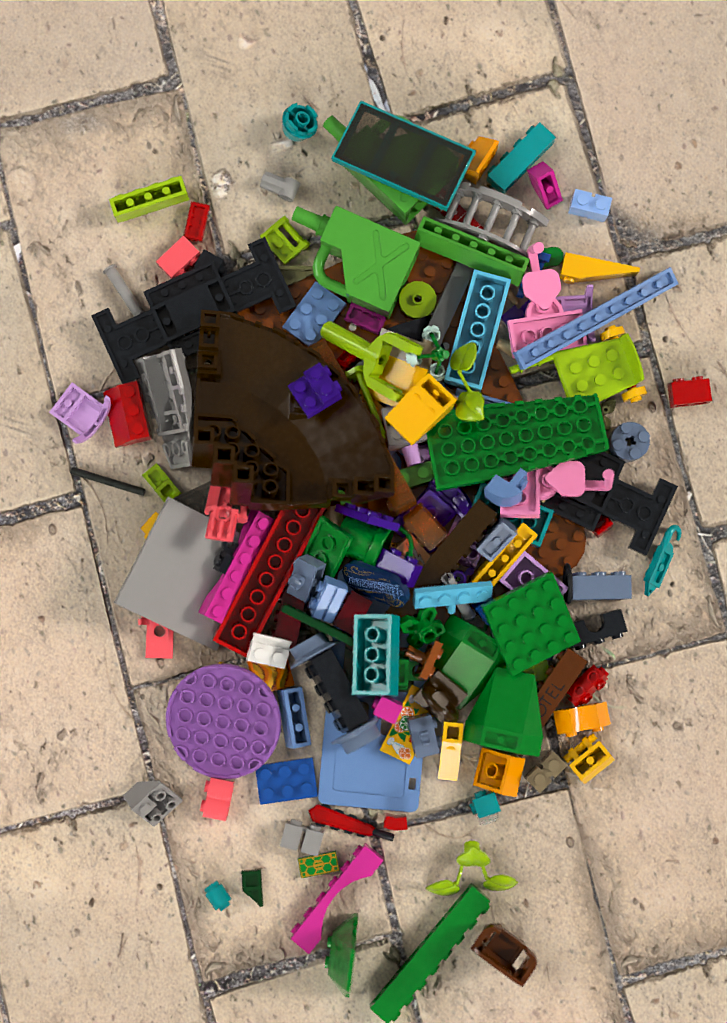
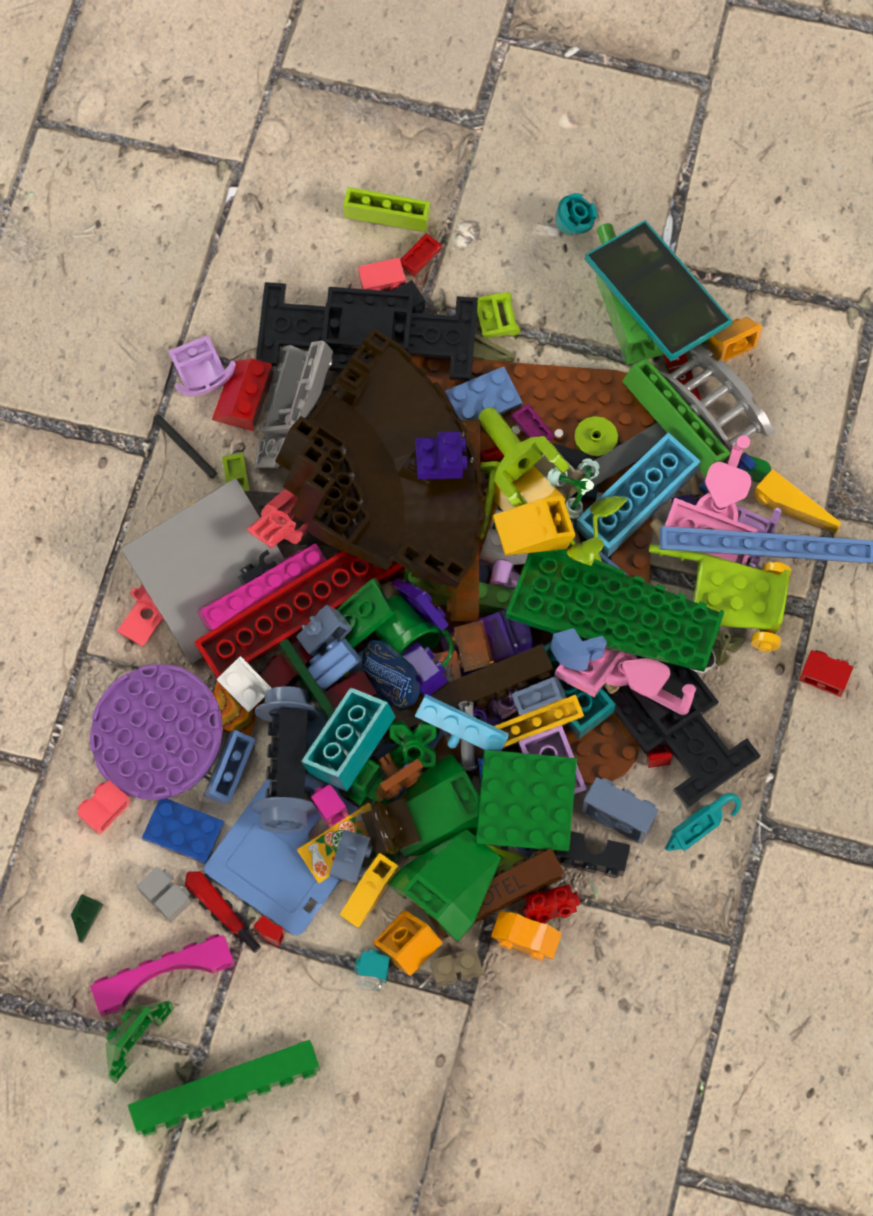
camera: 25 degrees right, 15 degrees down
(123, 290) = (310, 276): light grey pin -> none
(152, 800) = (37, 771): light grey slope -> none
(218, 896) = (42, 904): teal brick -> none
(284, 187) = (525, 268): light grey piece -> none
(314, 865) = (164, 932): tile -> none
(372, 258) = (572, 371): bright green piece -> none
(472, 857) = (329, 1006): lime plant -> none
(502, 951) = (302, 1122): reddish brown piece -> none
(521, 158) = (779, 360): teal brick -> none
(545, 184) = (789, 398): dark pink slope -> none
(568, 572) = (596, 772): black tyre -> none
(590, 207) = (825, 443): light blue piece -> none
(591, 761) = (509, 981): yellow brick -> none
(639, 441) = (739, 675): sand blue brick -> none

